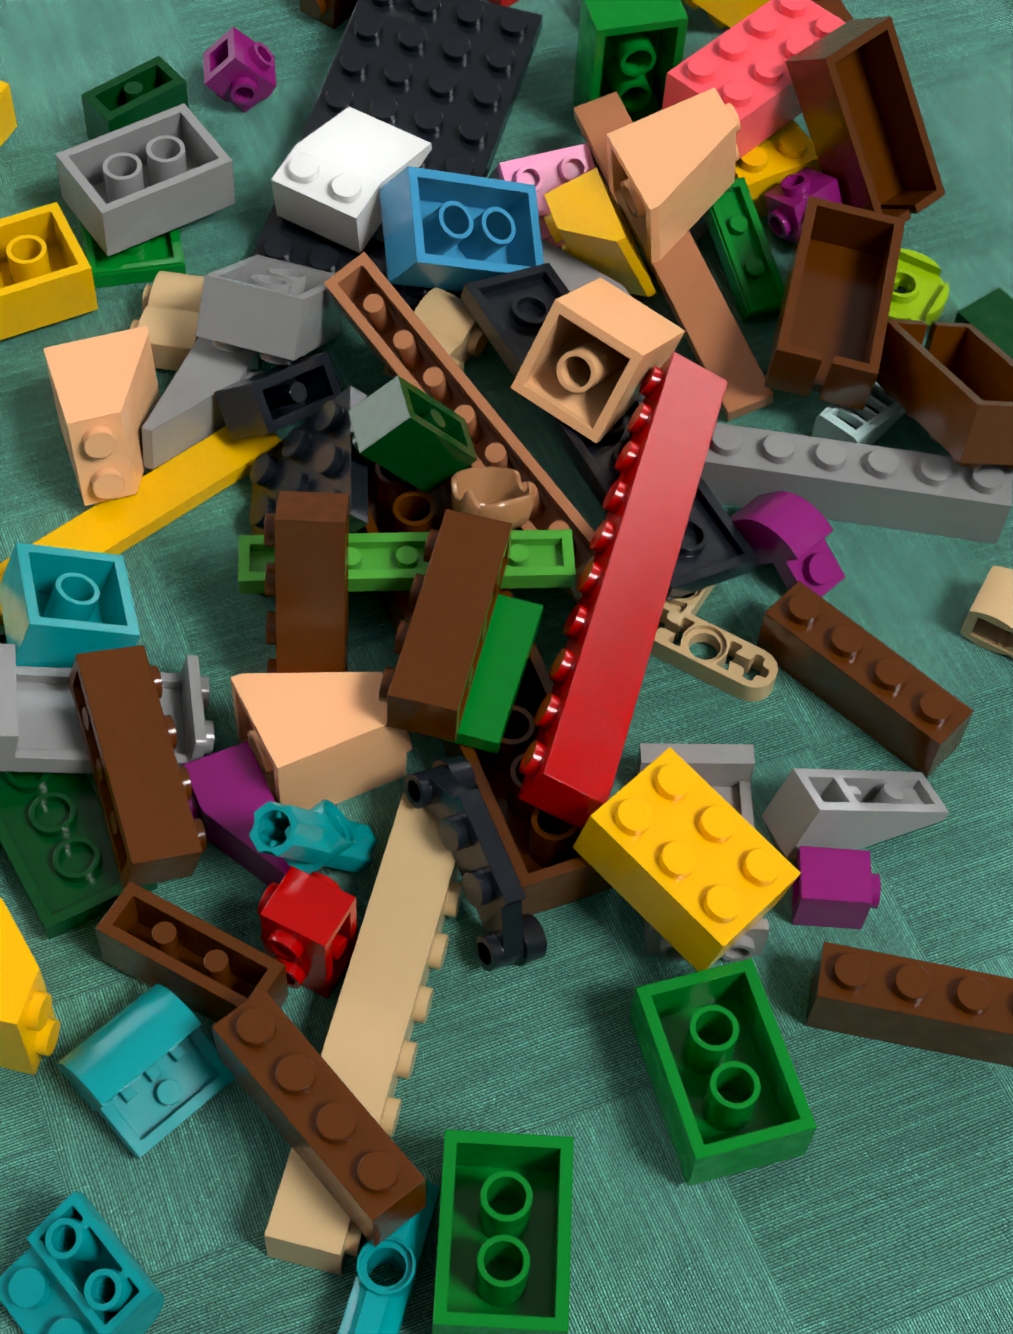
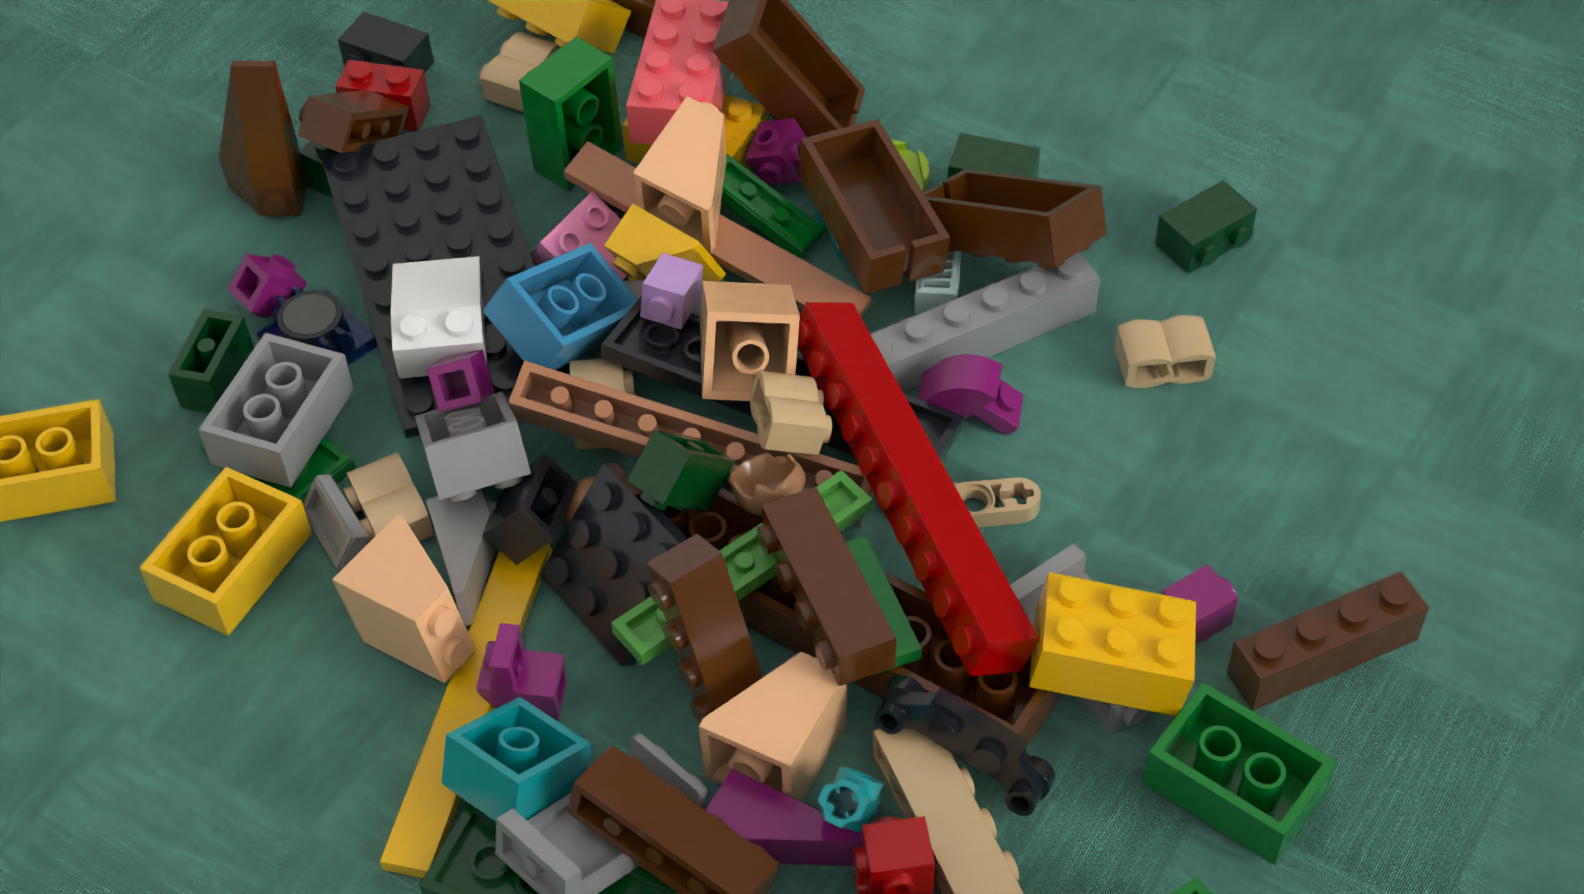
camera: 30 degrees left, 5 degrees down
(120, 298) = (334, 521): none -> light grey tile
(152, 547) = (514, 672): none -> magenta brick
(251, 131) = (321, 322): none -> piece
(313, 243) = (460, 380): none -> magenta brick
(567, 265) = (671, 290): none -> lavender brick
(569, 445) = (789, 413): none -> tan brick
(849, 808) = (1165, 545): light grey slope -> none
(863, 679) = (1100, 455): reddish brown brick -> none

